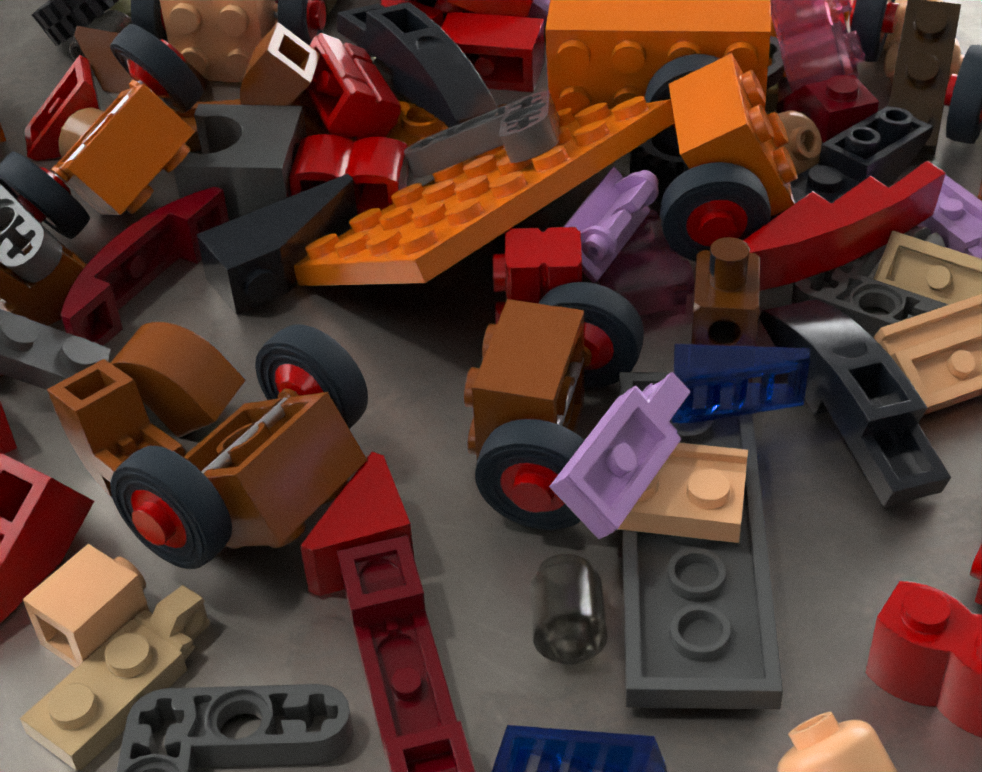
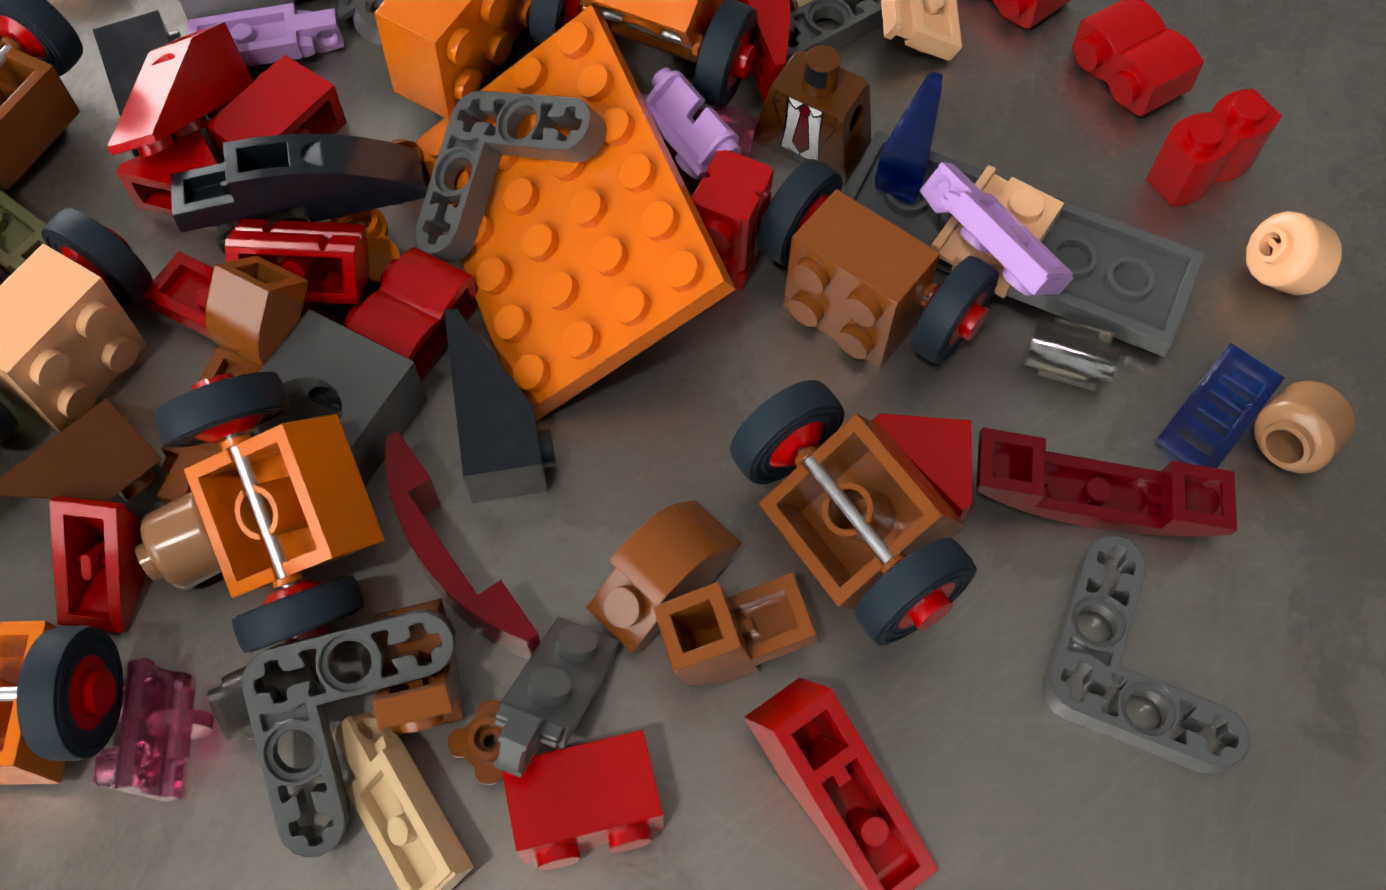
camera: 70 degrees left, 20 degrees up
(85, 603) = (934, 711): light nougat brick -> none
(96, 697) = (1009, 713): tan hinge -> none
(865, 397) = (969, 66): black slope -> none

